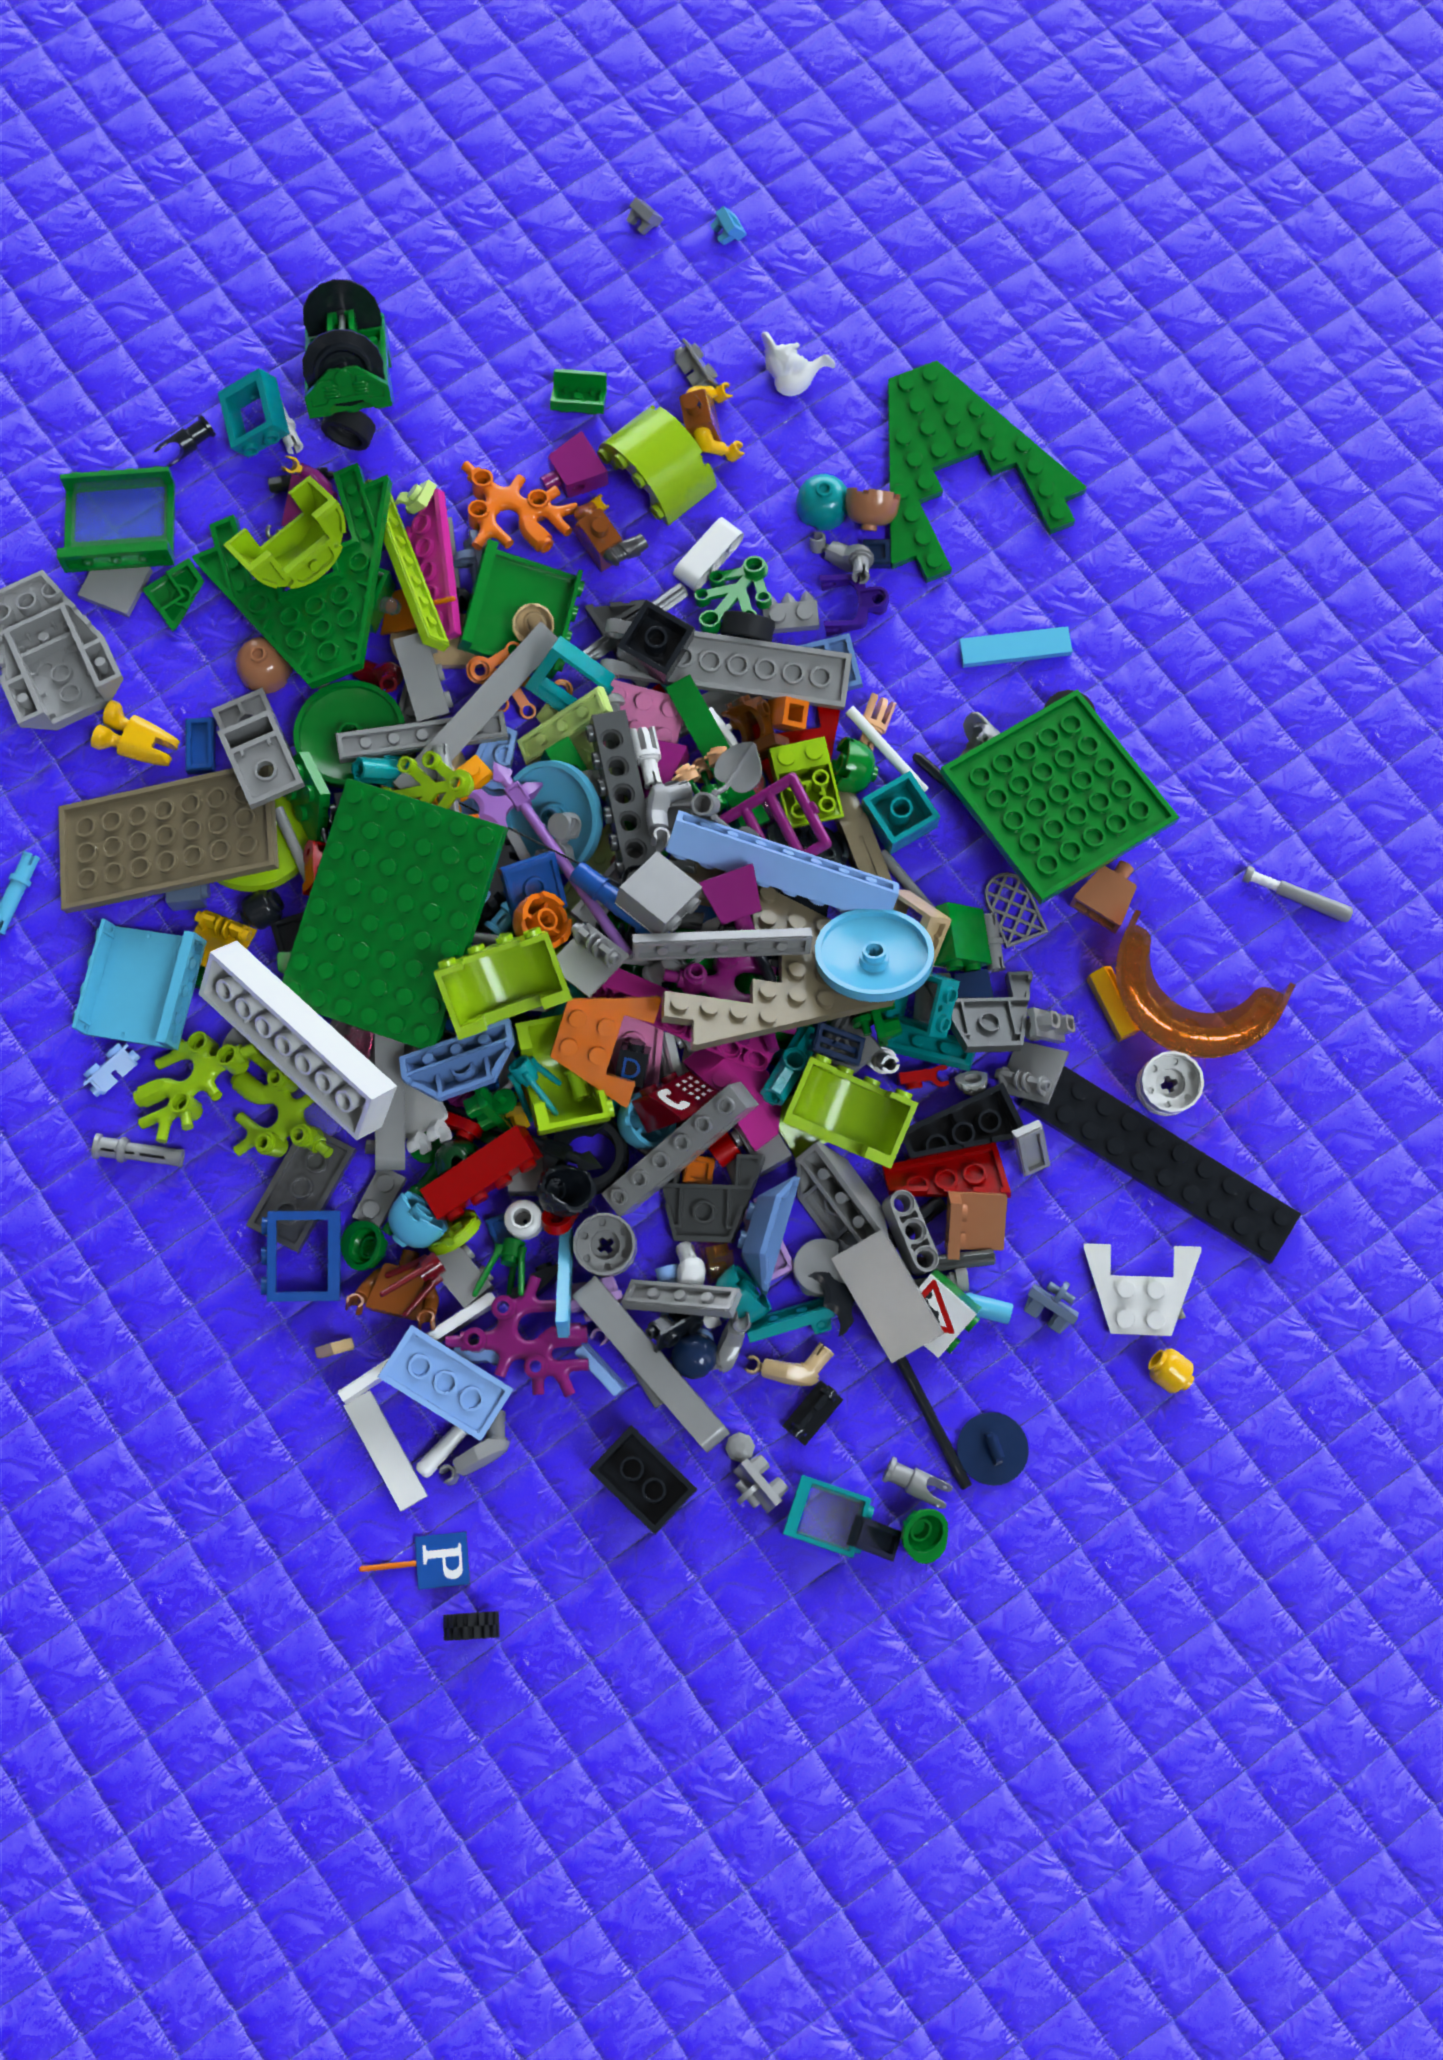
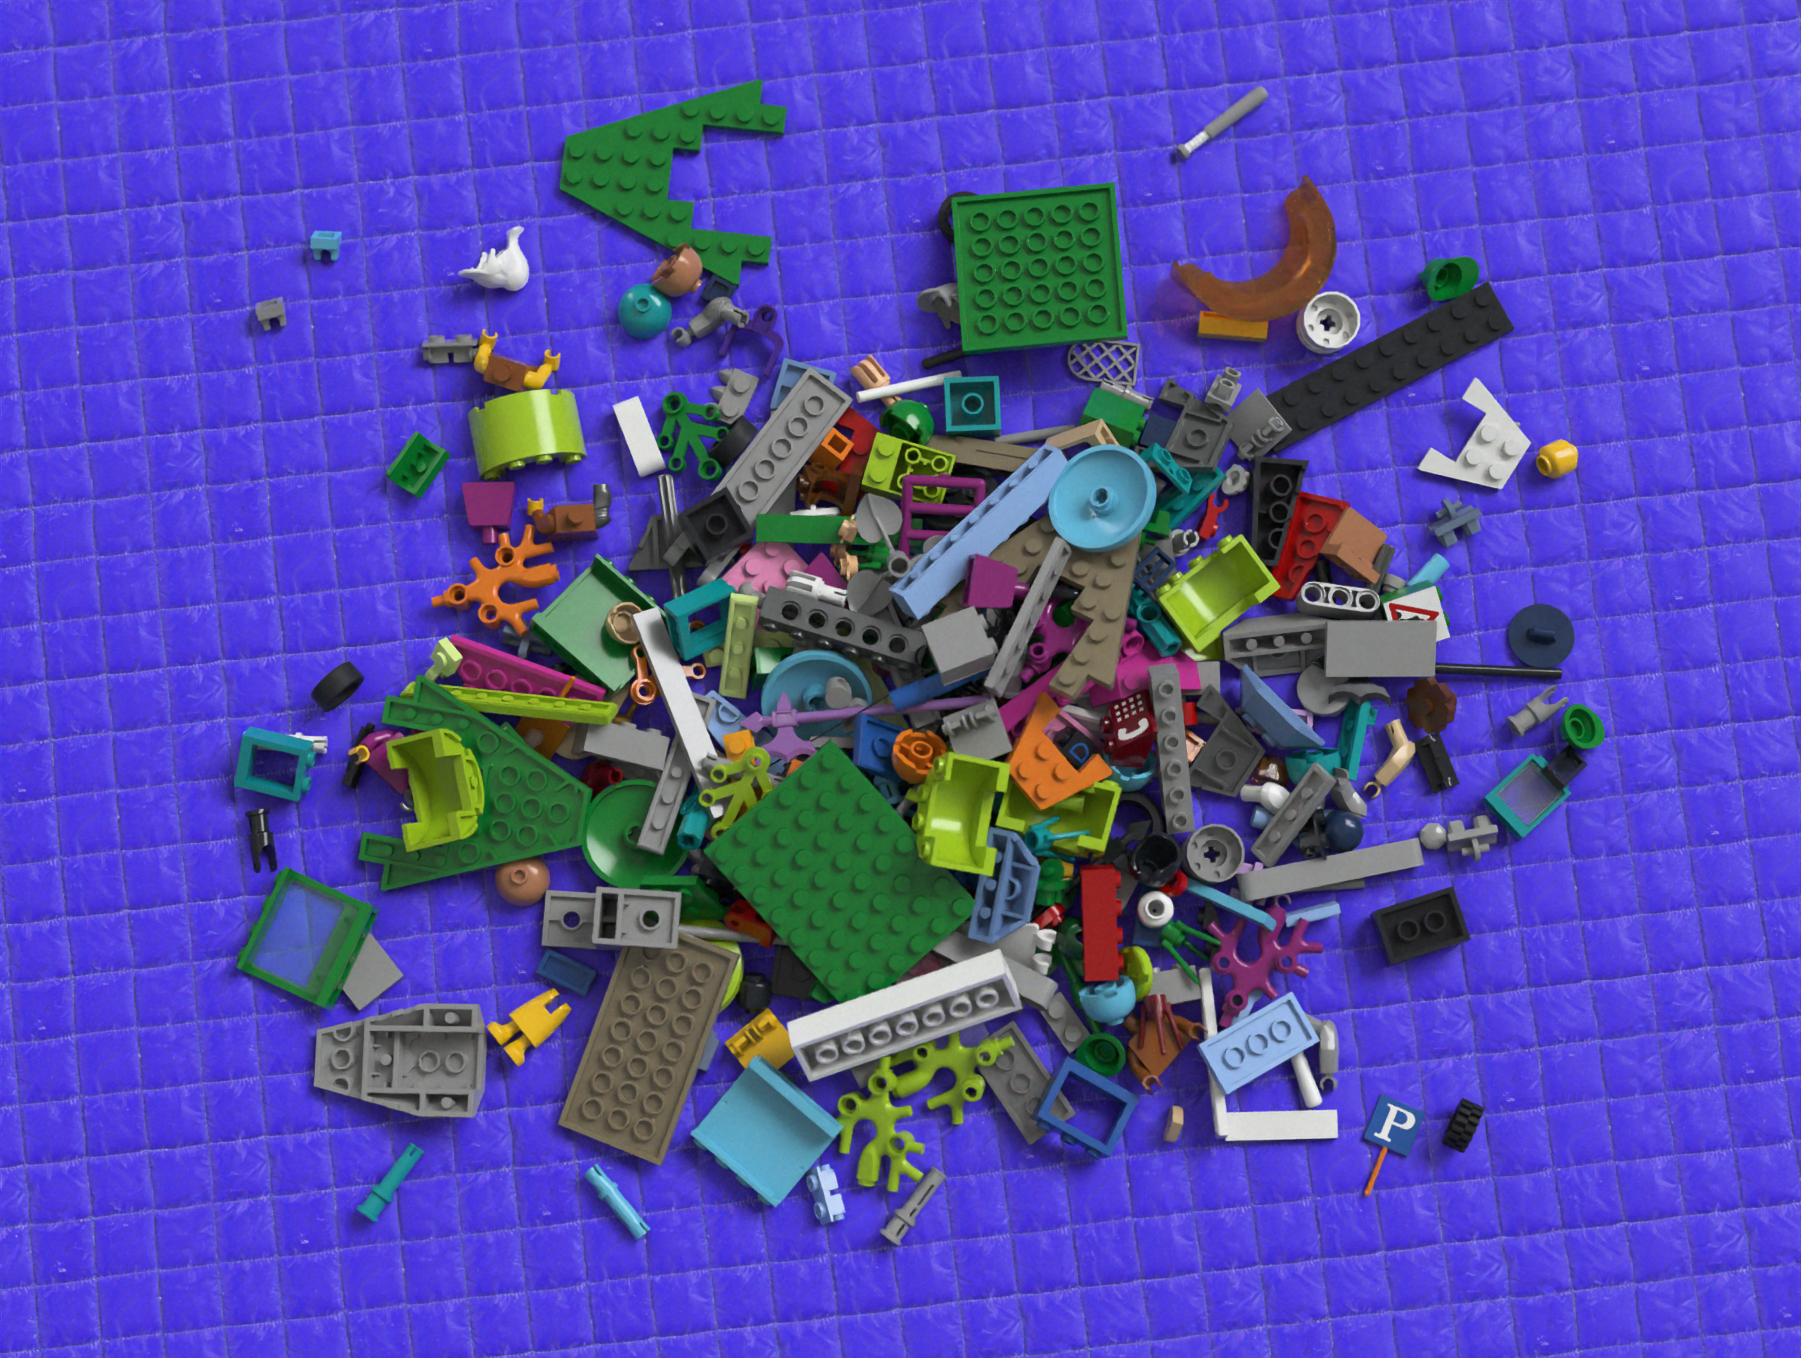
camera: 60 degrees left, 5 degrees up
(175, 592) = (406, 923): green slope -> none
(345, 350) = (279, 651): piece -> none
(450, 675) = (628, 718): none -> pearl gold hand
(657, 807) = (874, 606): light grey arm -> none
(863, 1376) = (1431, 705): none -> reddish brown plant
(1015, 647) = (872, 224): medium azure tile -> none
(1031, 1148) = (1319, 464): light grey tile -> none
(1106, 896) = (1142, 278): nougat torso -> none
(1282, 1175) = (1449, 277): none -> green piece

